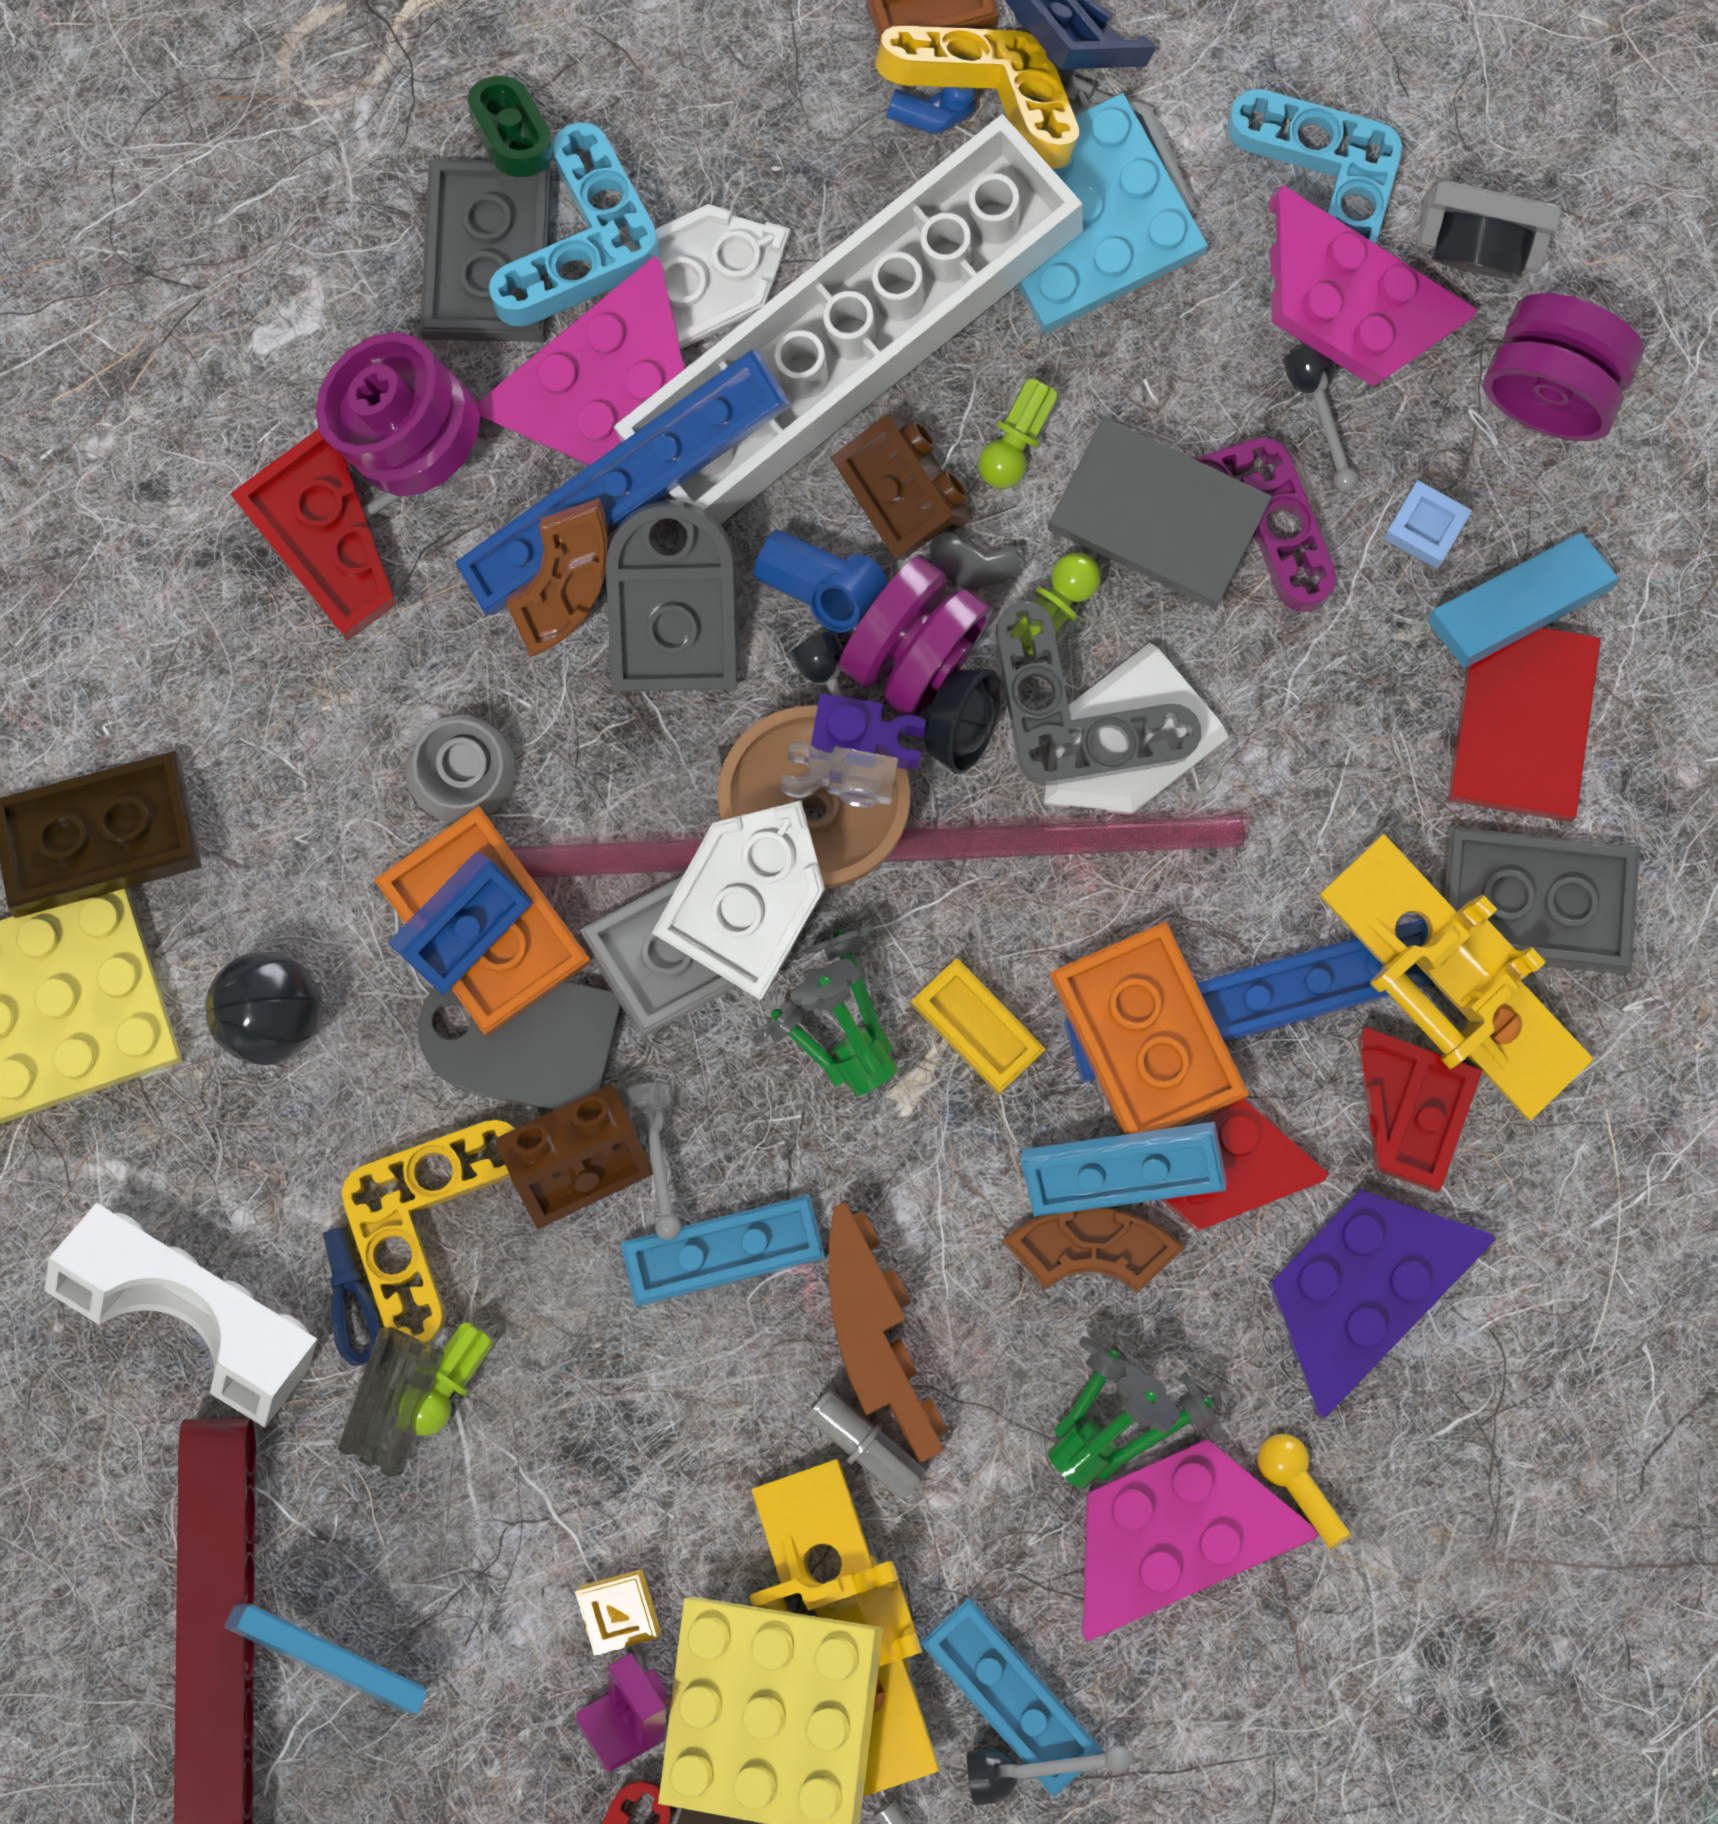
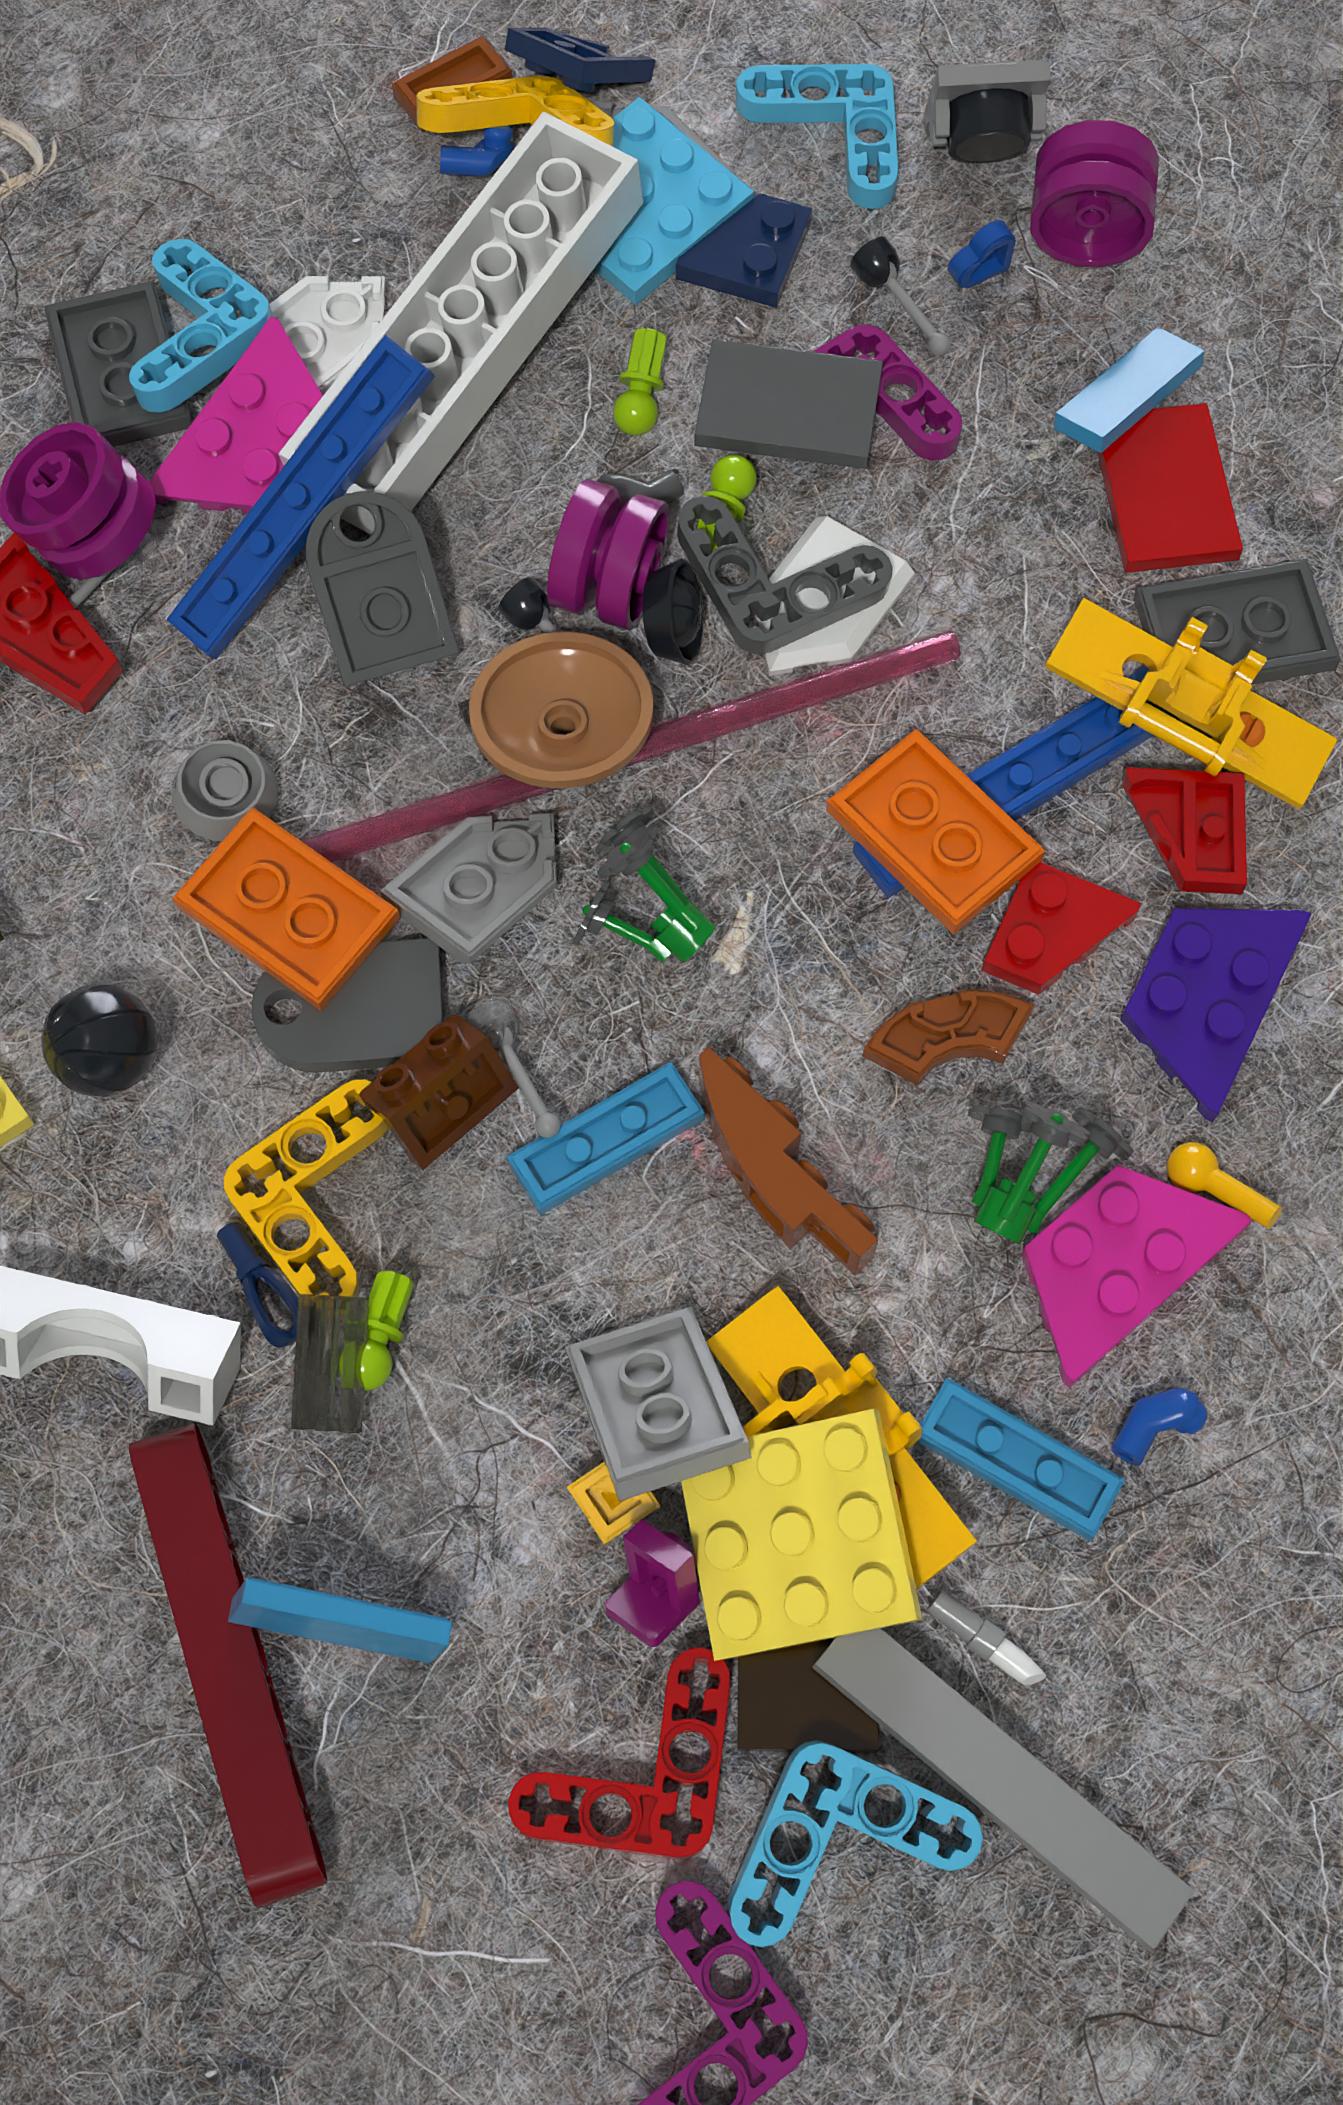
camera: 15 degrees left, 10 degrees down
(460, 922) = (266, 908): blue slope -> none
(510, 126) = (110, 258): dark green plate -> none
(568, 577) = (275, 594): dark orange tile -> none
(681, 1544) = (657, 1403): none -> light grey tile
(746, 896) = (527, 803): white tile -> none
(833, 587) = (500, 539): blue piece -> none
(852, 774) = (590, 670): clear plate -> none
(859, 727) = (581, 644): dark purple plate -> none
(866, 1444) = (800, 1267): light grey axle -> none
(902, 484) = (547, 447): reddish brown bracket -> none
(977, 1026) = (776, 874): yellow tile -> none
(995, 1775) = (1031, 1533): hinge -> none
(1124, 1169) = (955, 946): dark azure tile -> none
(1159, 1698) = (1155, 1414): none -> blue arm
(1184, 309) = (750, 251): none -> dark blue wing
(1352, 294) = (893, 192): dark pink wing -> none
(1424, 395) = (985, 256): none -> blue tile
(1427, 524) = (1025, 351): light blue tile -> none

